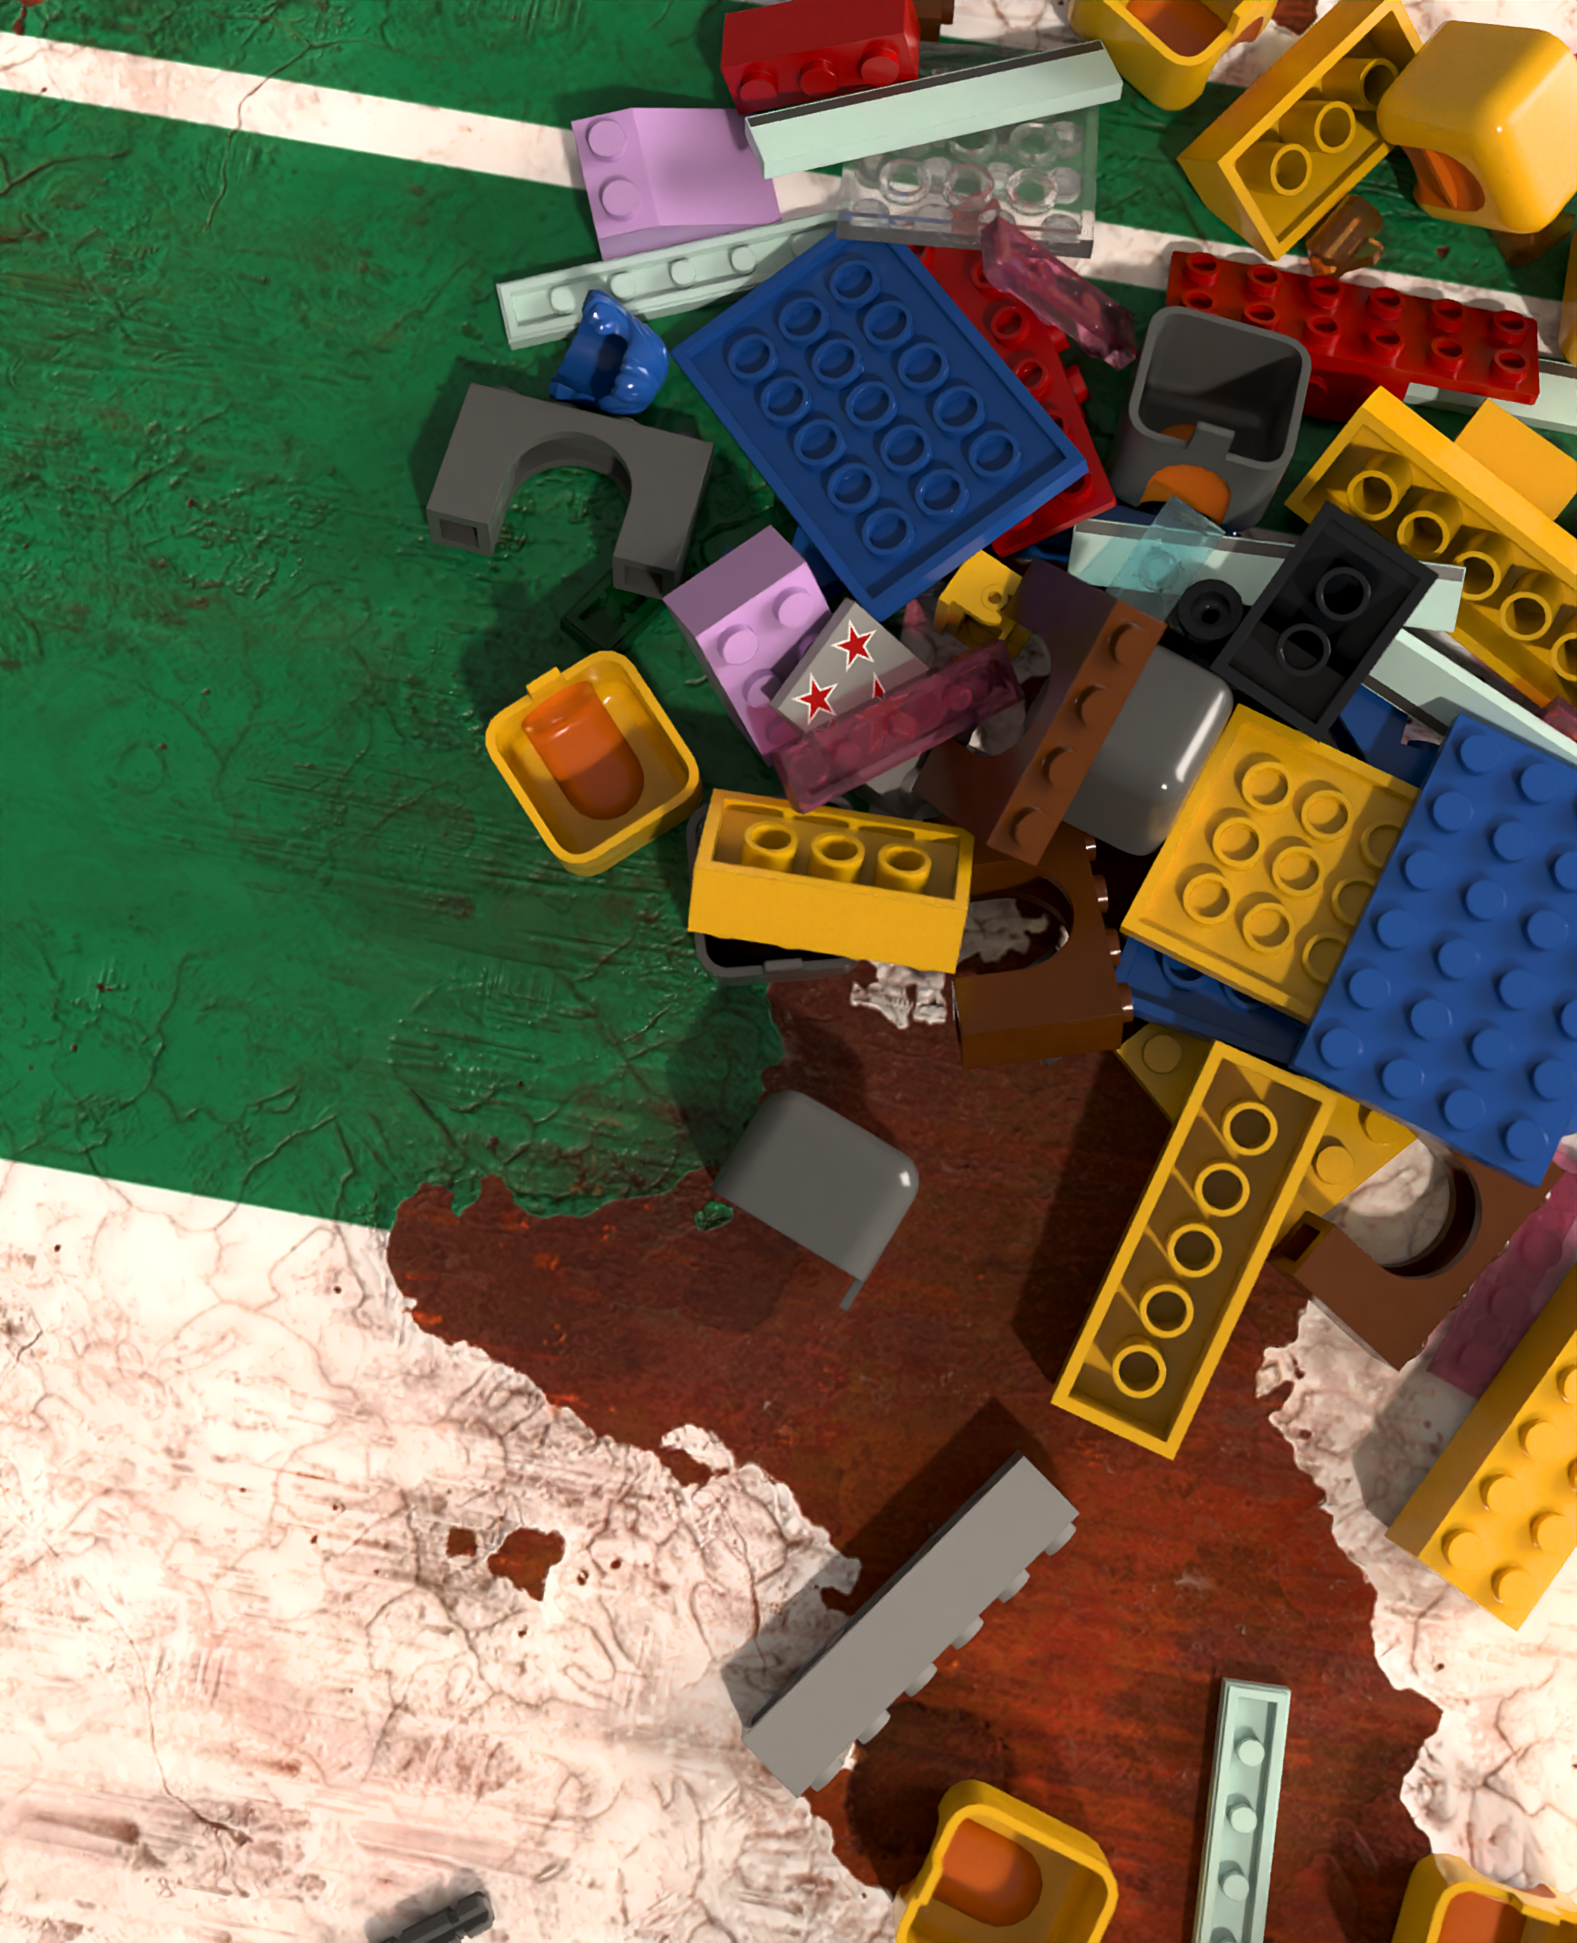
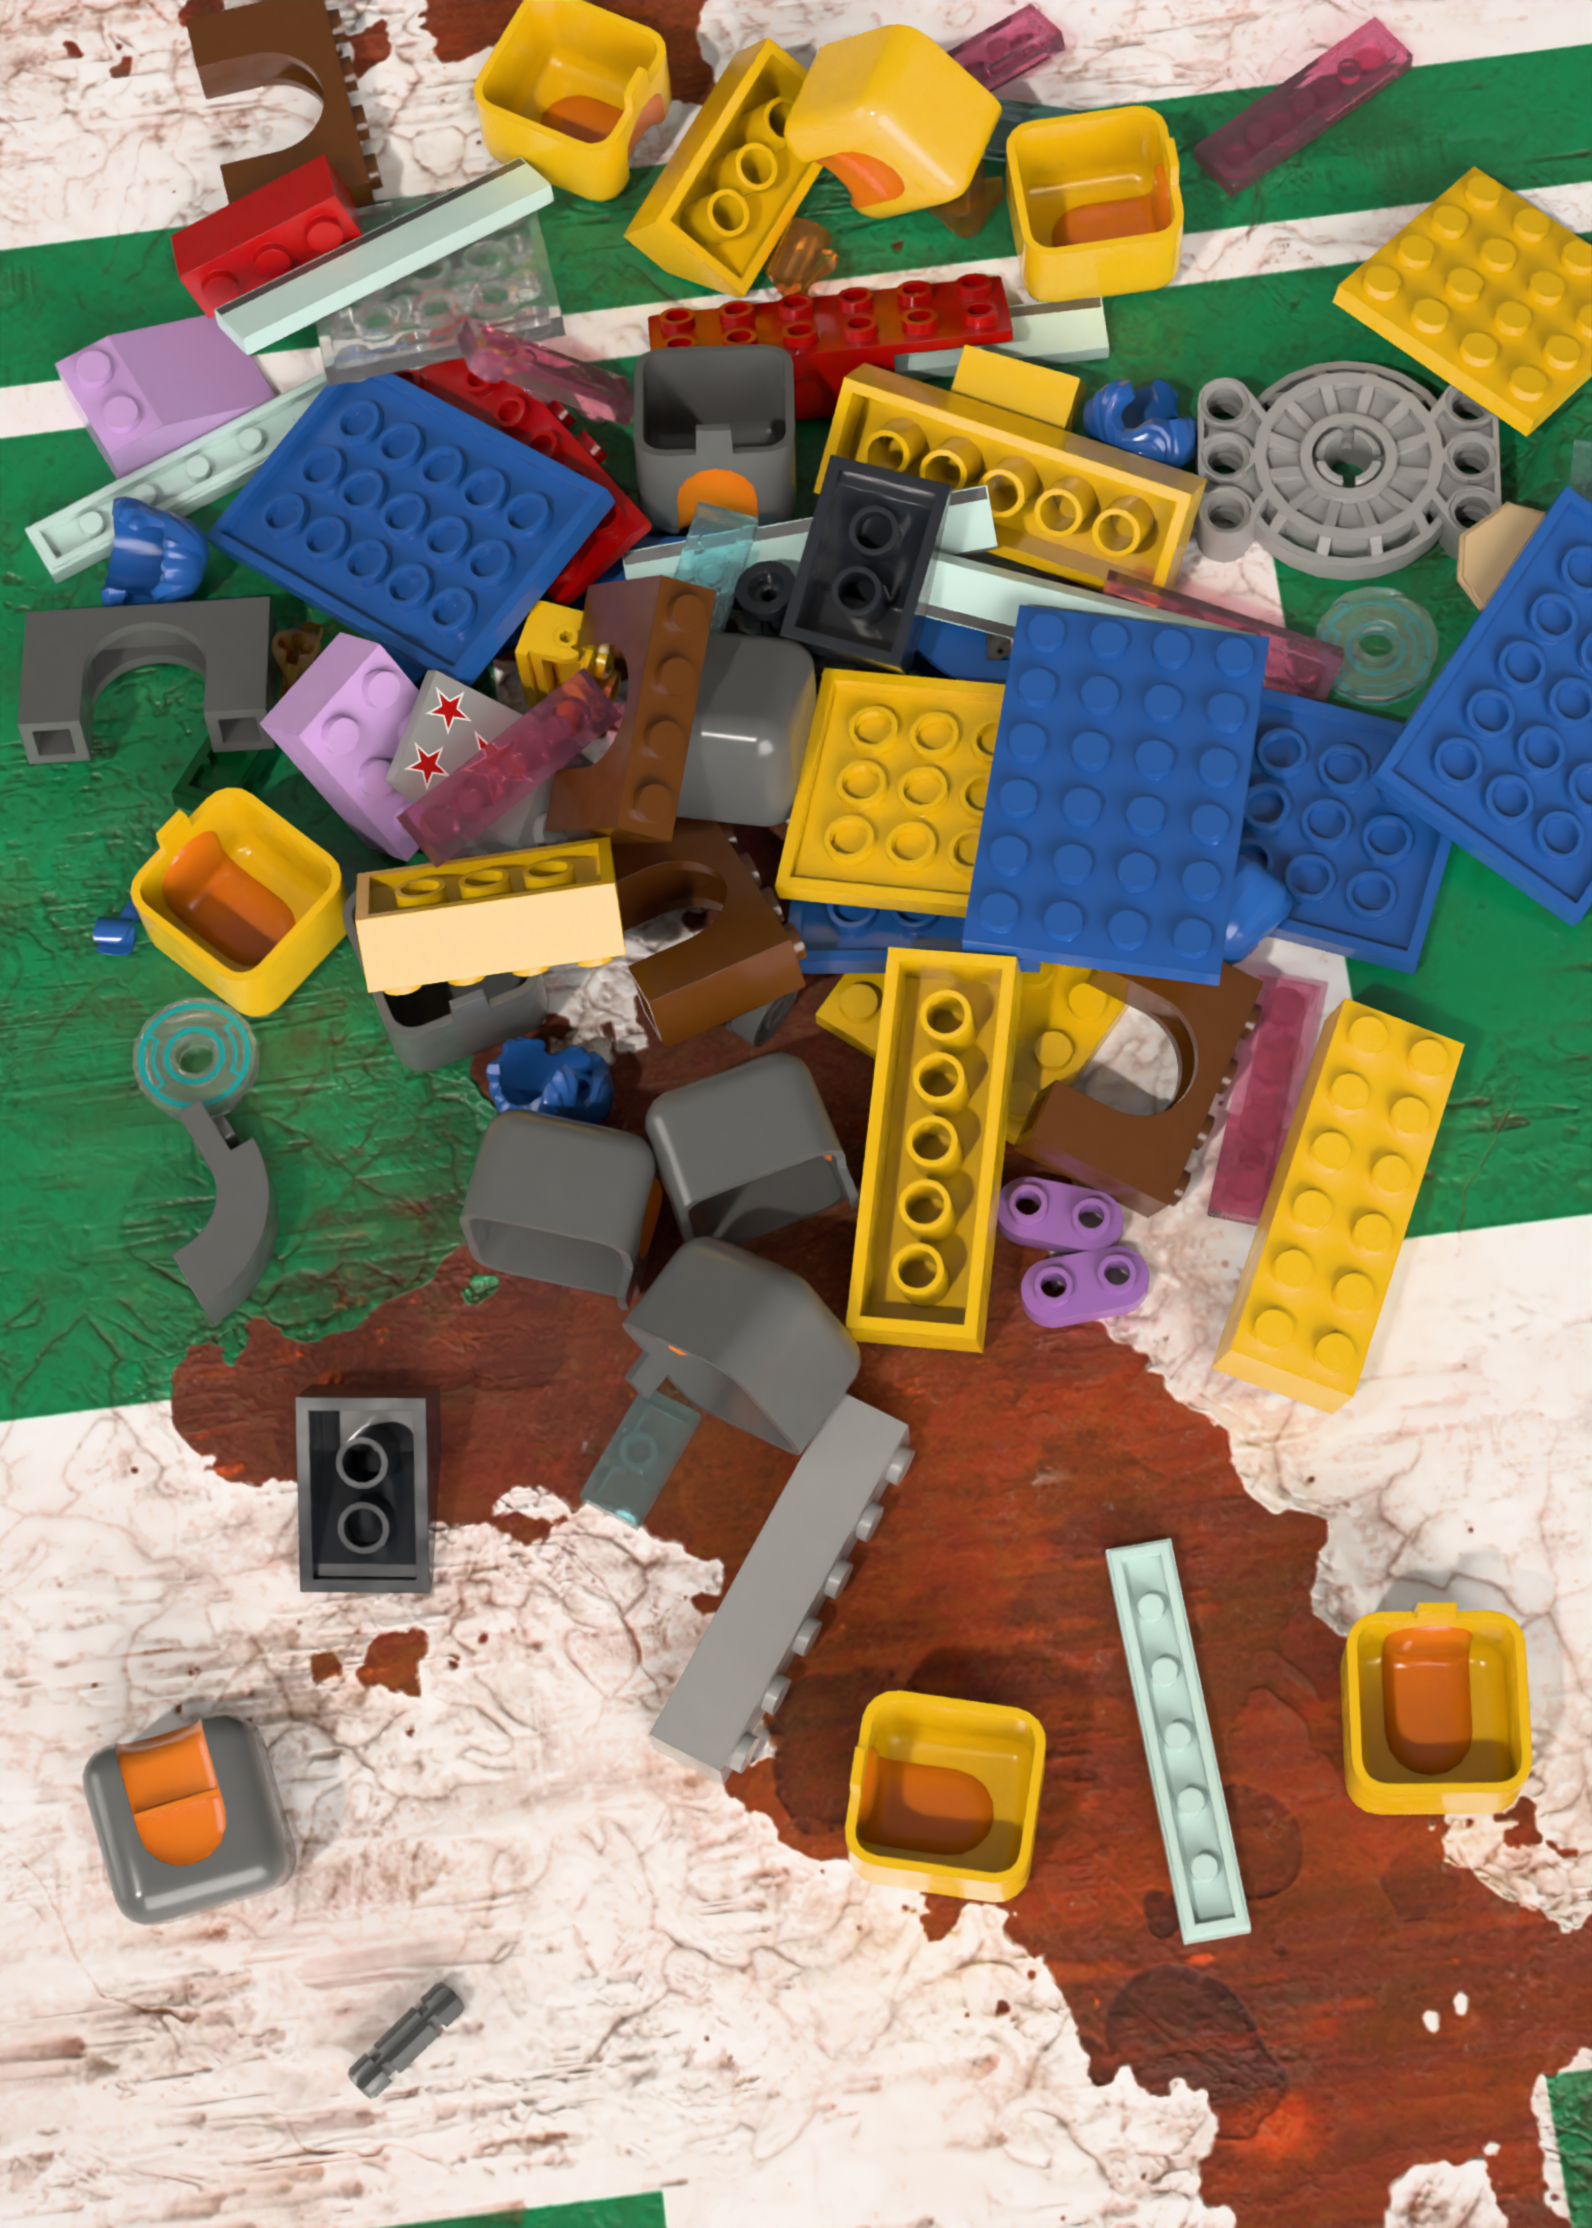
camera: 15 degrees left, 15 degrees down
(285, 1680) = (189, 1820): none -> dark grey piece
(468, 744) = (115, 934): none -> blue hand
(477, 876) = (184, 1027): none -> clear tile
(507, 1083) = (242, 1231): none -> dark grey arch
(549, 1388) = (367, 1487): none -> black slope
(725, 517) = (296, 651): none -> clear orange piece
(814, 1440) = (640, 1458): none -> clear light blue plate
(838, 1052) = (559, 1083): none -> blue hair
(949, 1391) = (742, 1342): none -> dark grey piece
(1011, 1188) = (748, 1150): none -> dark grey piece
(1288, 1331) = (1057, 1221): none -> medium lavender plate
(1289, 1408) = (1087, 1290): none -> medium lavender plate

